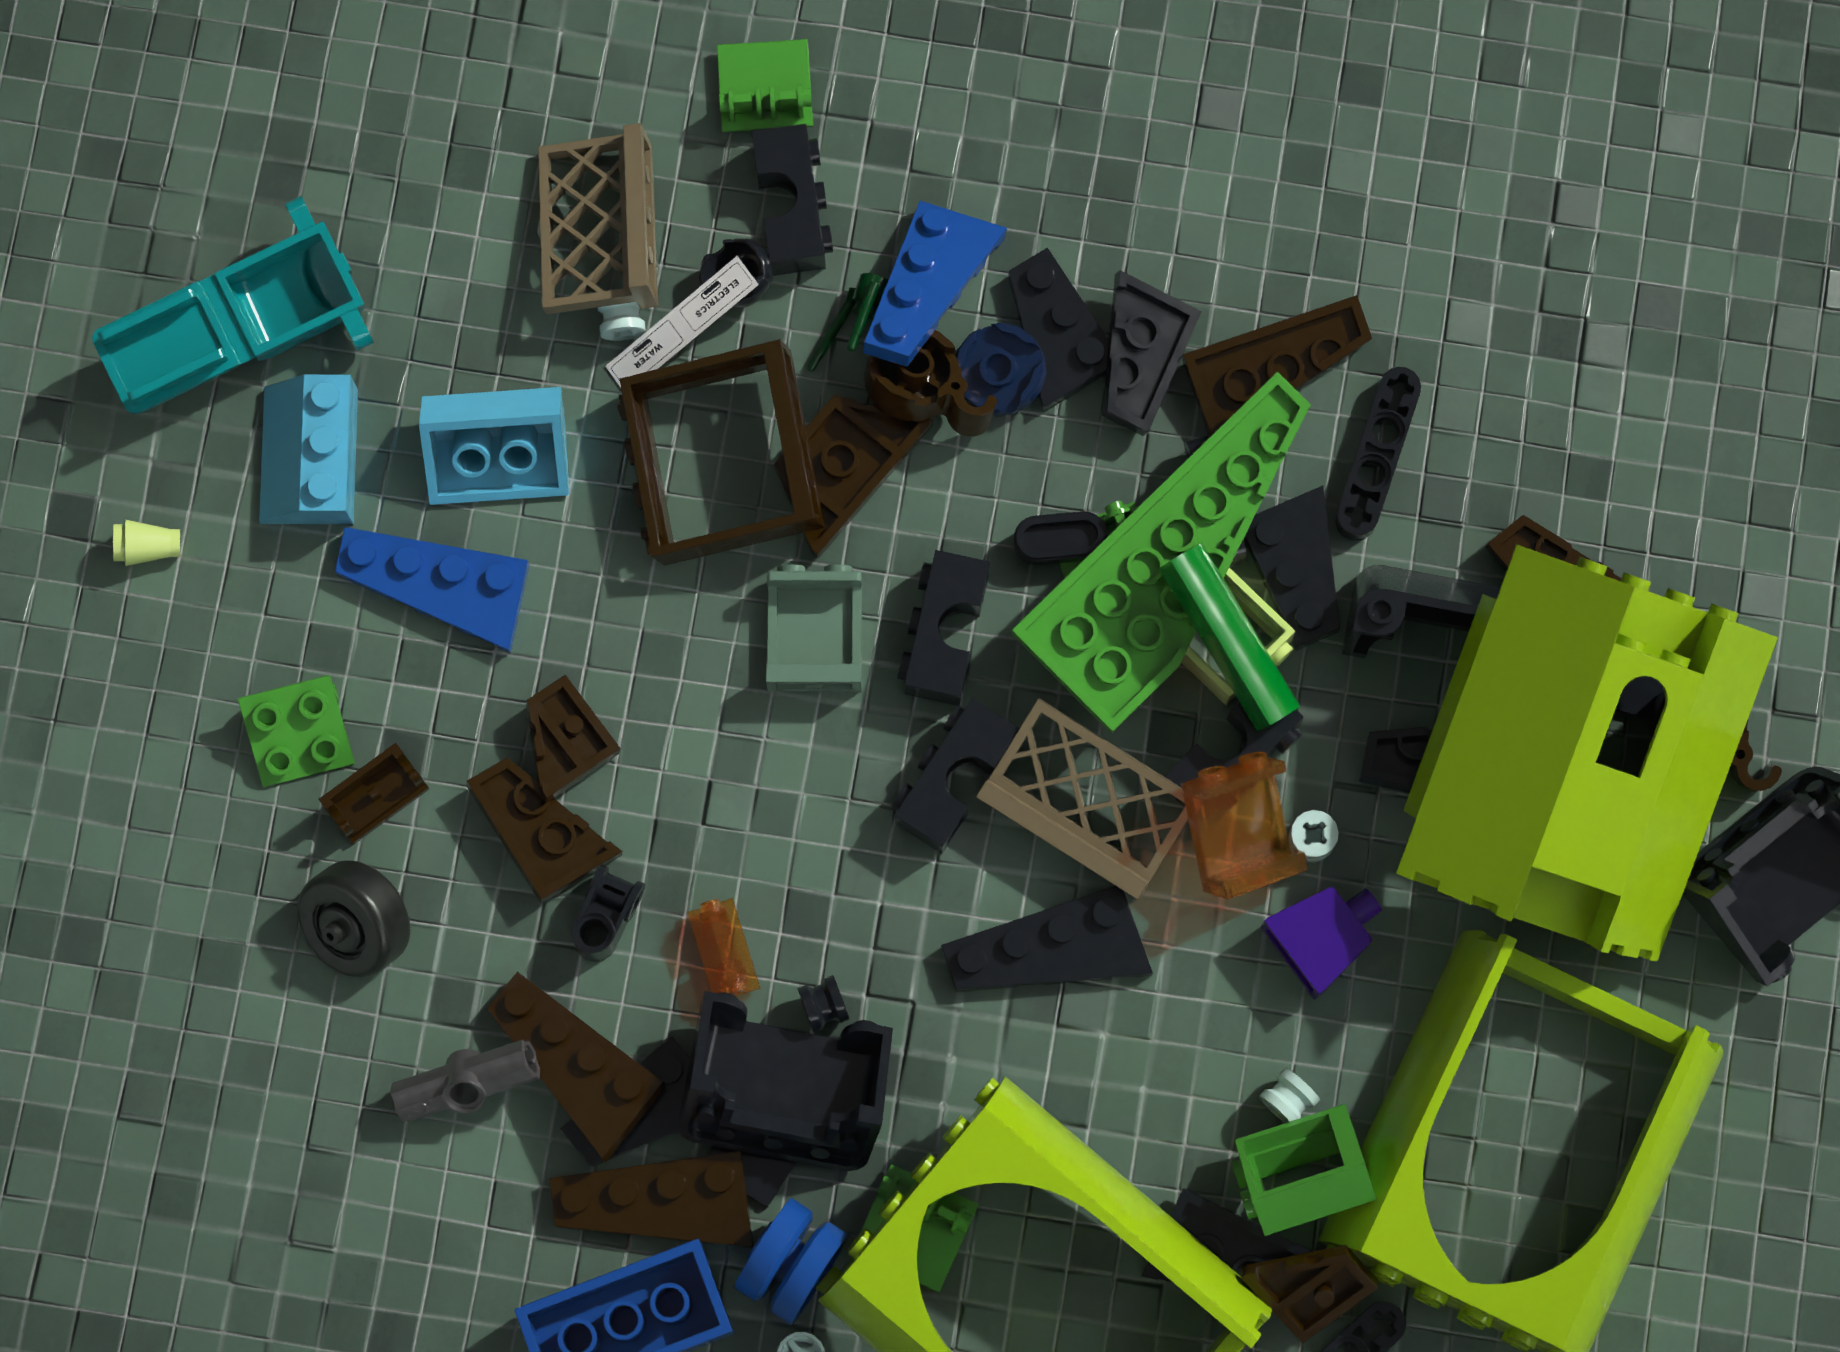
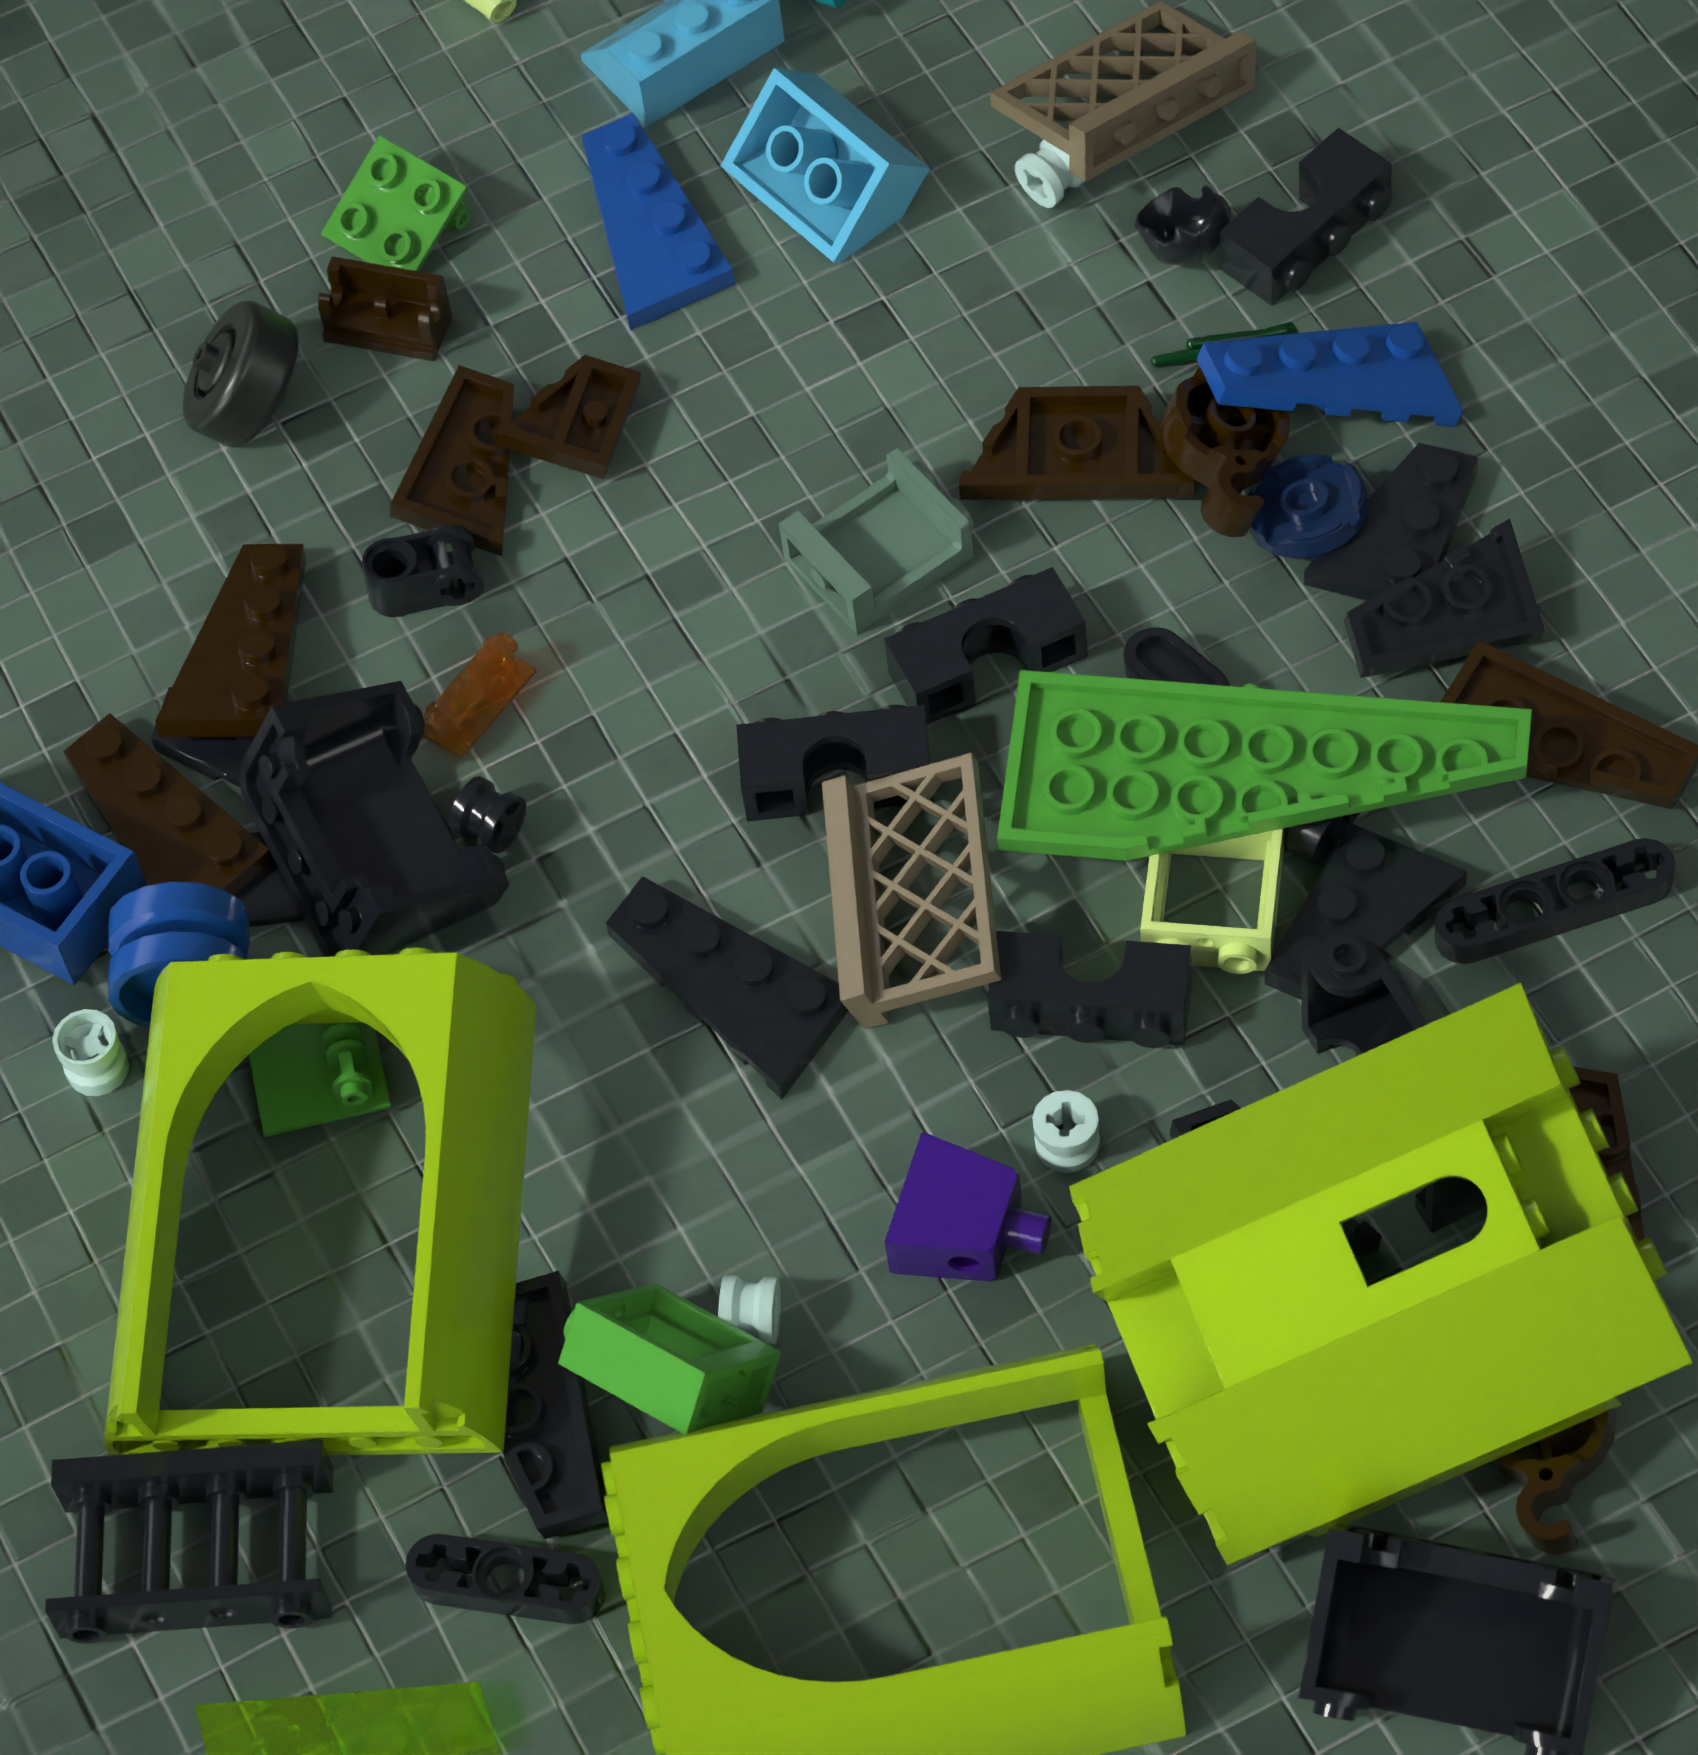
camera: 60 degrees right, 20 degrees down
(465, 1081) = (148, 567): flat silver piece -> none
(642, 450) = (1031, 388): dark brown window -> none
(685, 321) = (1088, 217): white sticker -> none
(764, 85) = (1407, 122): bright green hinge -> none
(1229, 637) = (1197, 861): green brick -> none
(1240, 826) = (1007, 1032): clear orange panel -> none
(1311, 1287) = (538, 1455): dark brown wing -> none

